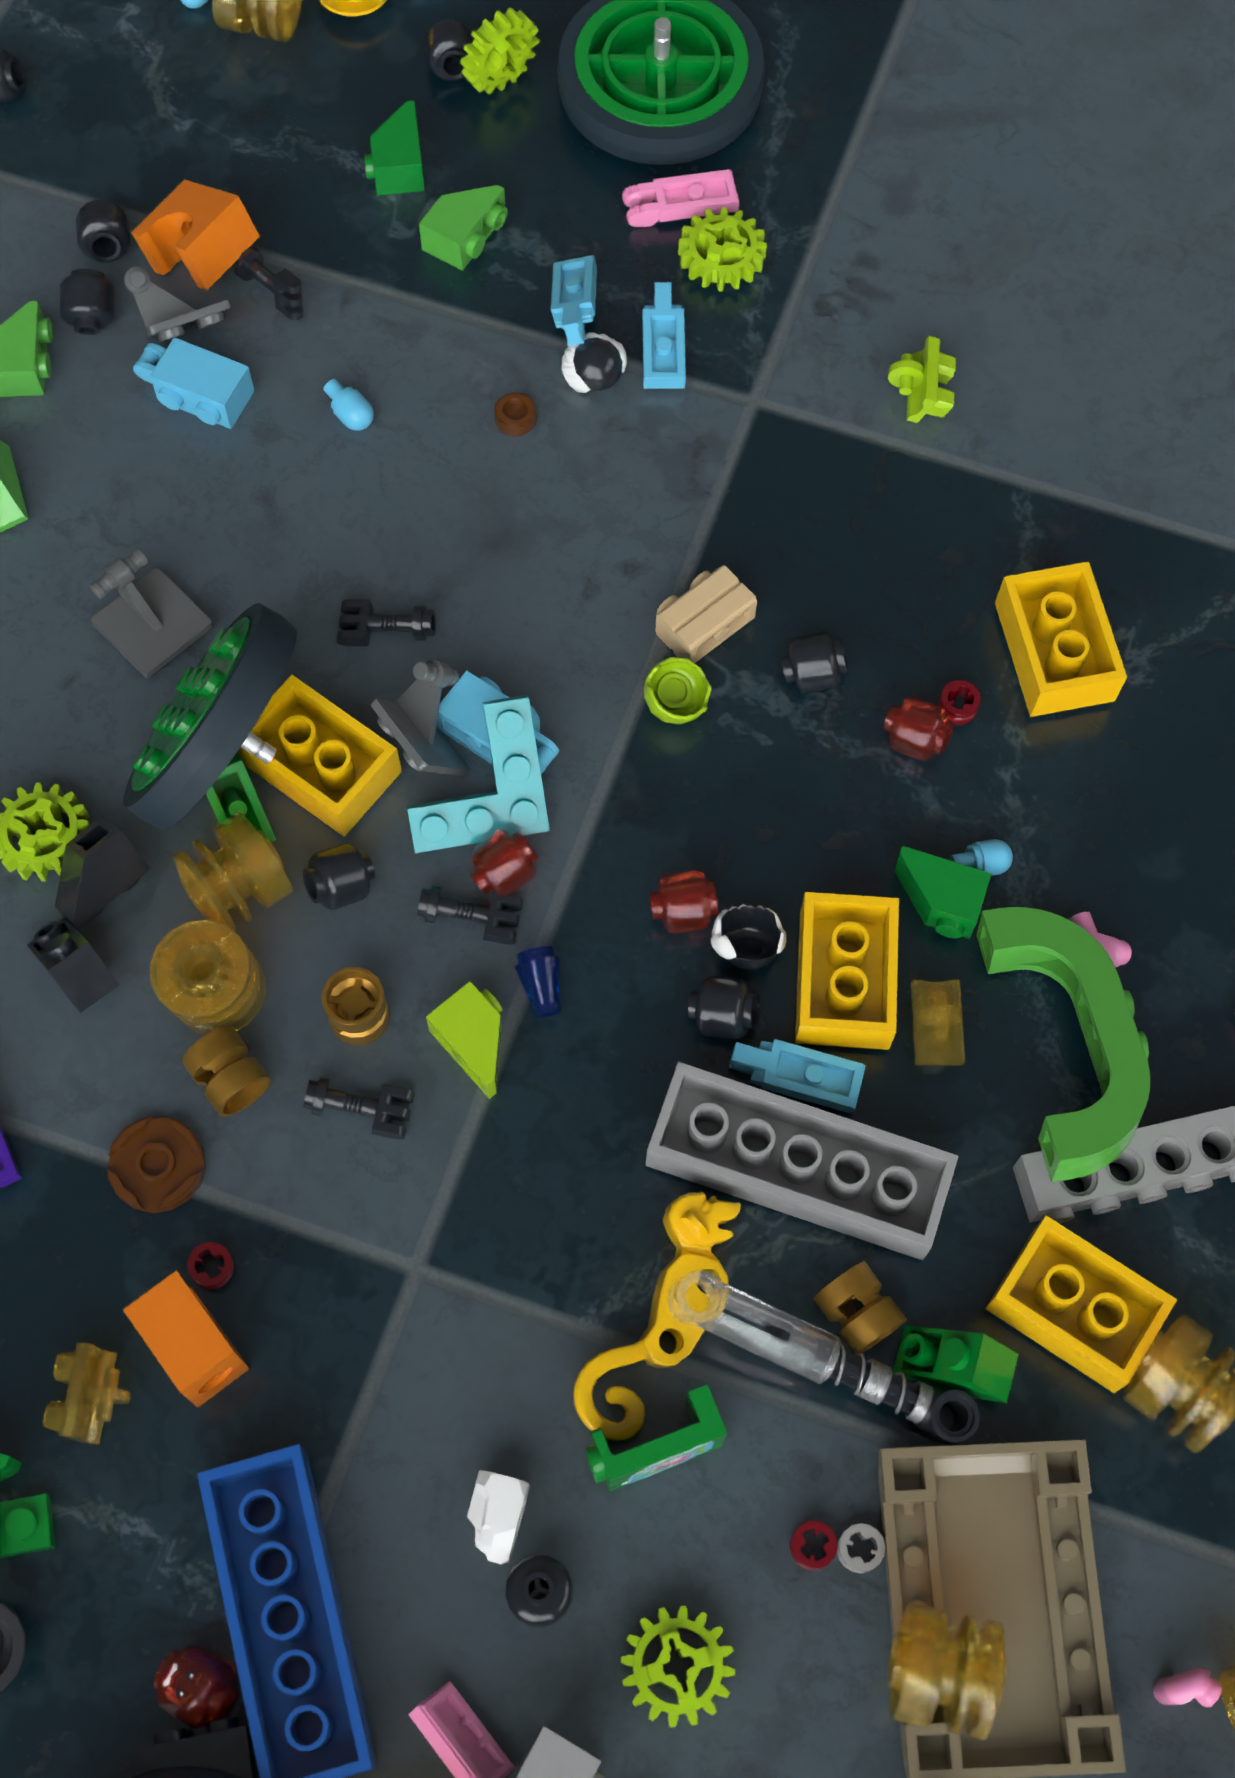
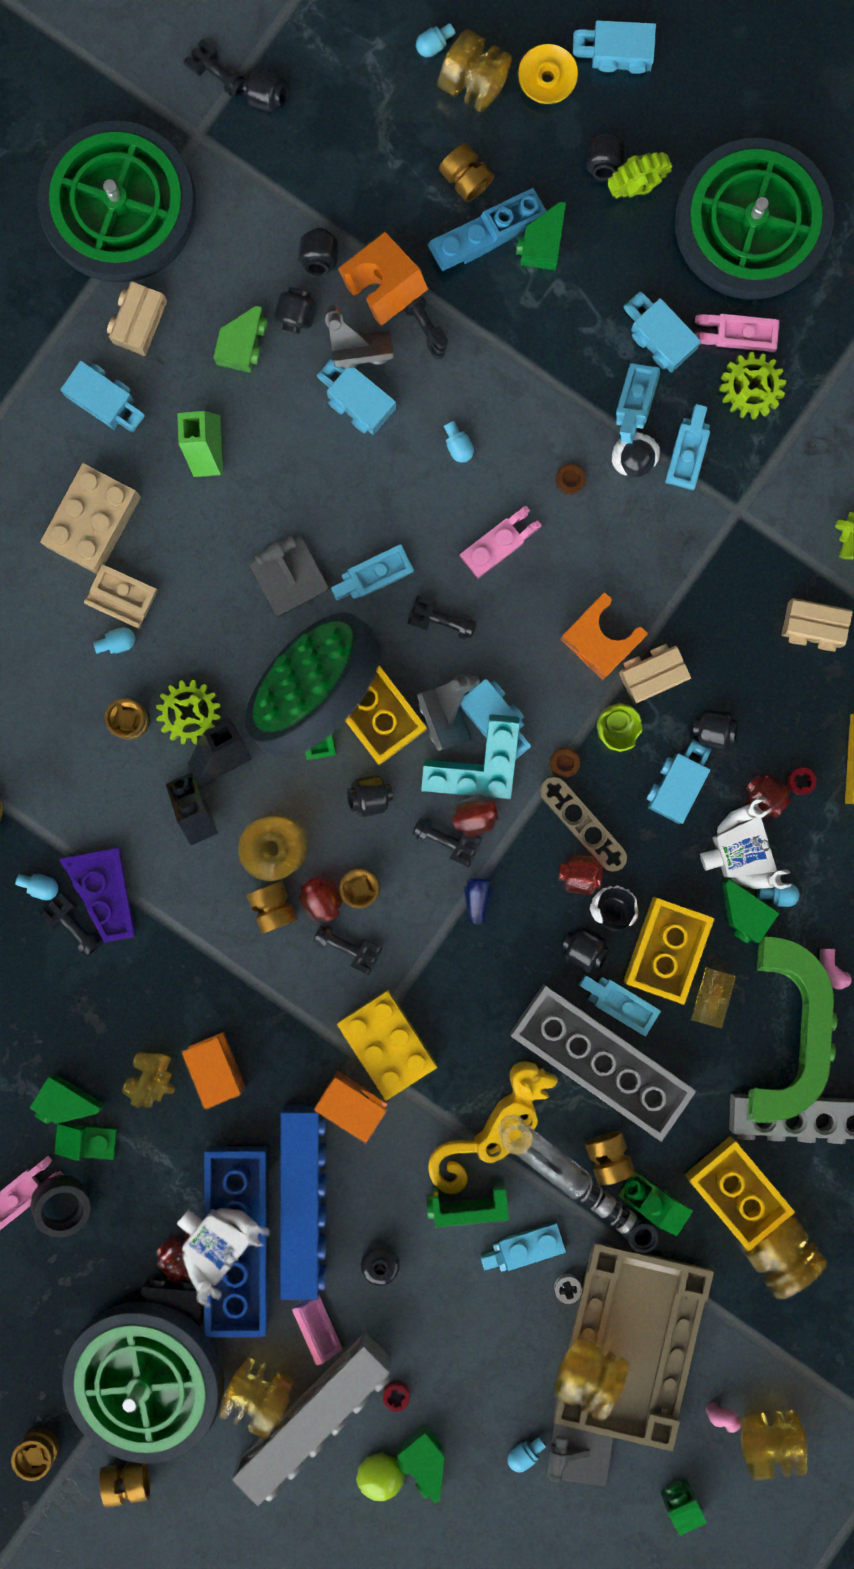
camera: 15 degrees right, 20 degrees up
(156, 1164) = (217, 949): reddish brown tile -> none
(218, 1252) = (230, 1029): dark red bush -> none
(239, 869) = (303, 782): clear yellow wheel -> none
(247, 1619) = (216, 1246): none -> white torso
(275, 583) = (374, 574): none -> medium azure hinge
(276, 104) = (465, 171): none -> pearl gold wheel
(300, 1041) = (320, 899): none -> clear red head
(327, 161) = (488, 231): none -> dark azure slope
(379, 1516) = (301, 1203): none -> blue brick
(423, 1335) = (351, 1106): none -> orange piece
(439, 511) = (497, 544): none -> bright pink hinge
(457, 1228) = (387, 1044): none -> yellow brick
(462, 223) = (573, 313): bright green slope -> none
(471, 1033) = (426, 924): lime slope -> none
(497, 1514) = (368, 1214): white rock -> none
(584, 217) = (661, 332): none -> medium azure brick
(613, 600) = (593, 647): none -> orange piece
(614, 765) = (564, 762): none -> reddish brown tile
(671, 832) = (586, 821): none -> dark tan beam
(700, 1658) = (457, 1325): lime gear -> none
(771, 1501) = (525, 1248): none -> medium azure hinge
(788, 746) = (680, 783): none -> medium azure brick
(829, 1549) = (550, 1283): dark red bush -> none
(906, 499) = (816, 624): none -> tan brick
(911, 806) = (744, 850): none -> white torso

